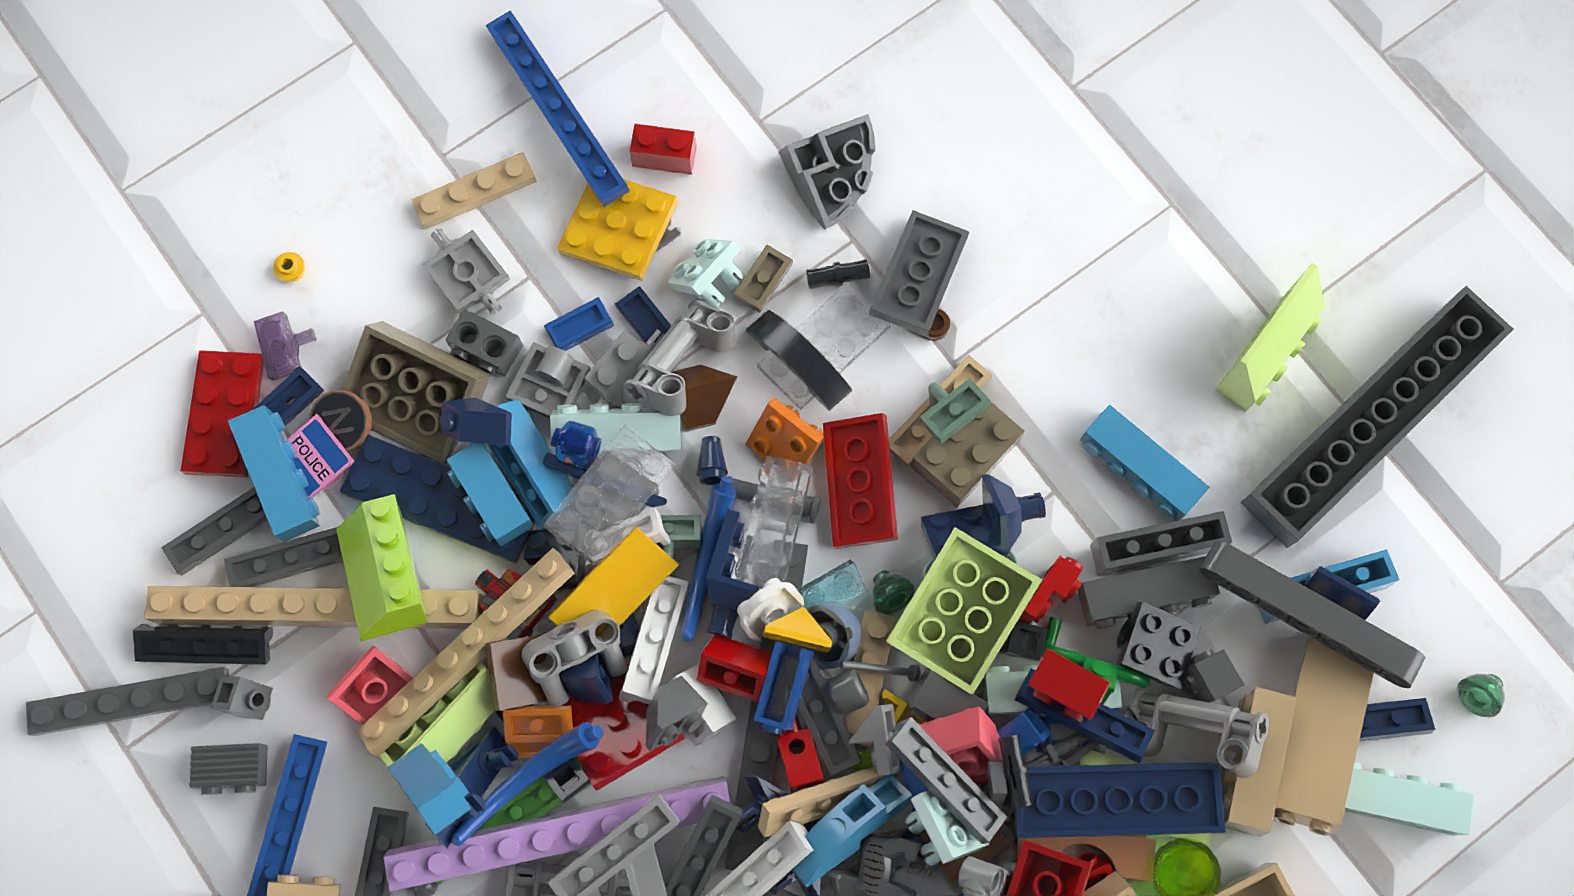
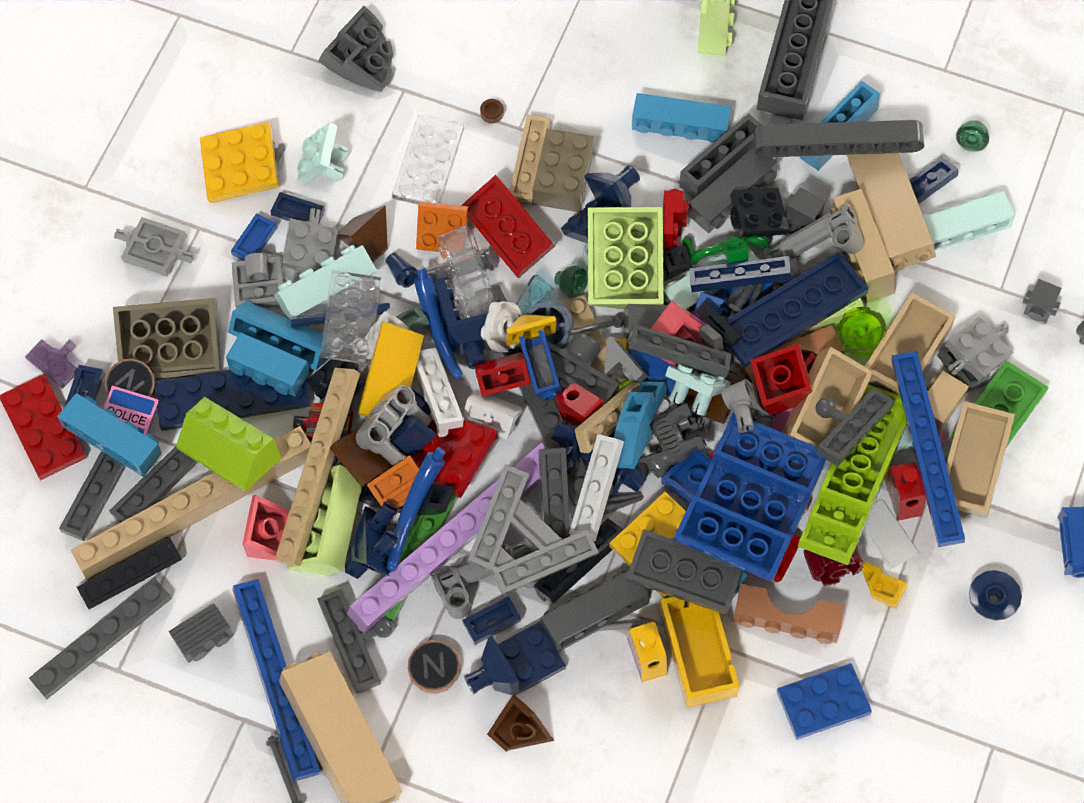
camera: 30 degrees left, 10 degrees down
(242, 697) = (182, 583): dark grey brick -> none
(292, 274) = (28, 316): yellow plate -> none
(431, 787) = (353, 545): dark azure brick -> none
(474, 190) = (123, 195): tan plate -> none
(476, 422) = (231, 321): dark blue slope -> none
(487, 338) = (197, 275): dark grey brick -> none
(557, 108) = (149, 111): blue plate -> none
(576, 443) = (307, 297): clear blue head -> none
(654, 382) = (345, 234): light grey piece -> none
(663, 148) = (239, 99): red brick -> none
(673, 711) = (481, 416): dark grey slope -> none
(763, 278) = (360, 142): dark tan plate -> none
(801, 358) = (418, 172): black slope -> none
(838, 273) = (408, 114): black pin -> none
(919, 273) = (462, 82): dark grey plate -> none
(953, 410) = (540, 147): sand green plate -> none
(1069, 685) = (719, 257): red brick -> none
(1341, 592) = (851, 113): dark blue slope -> none

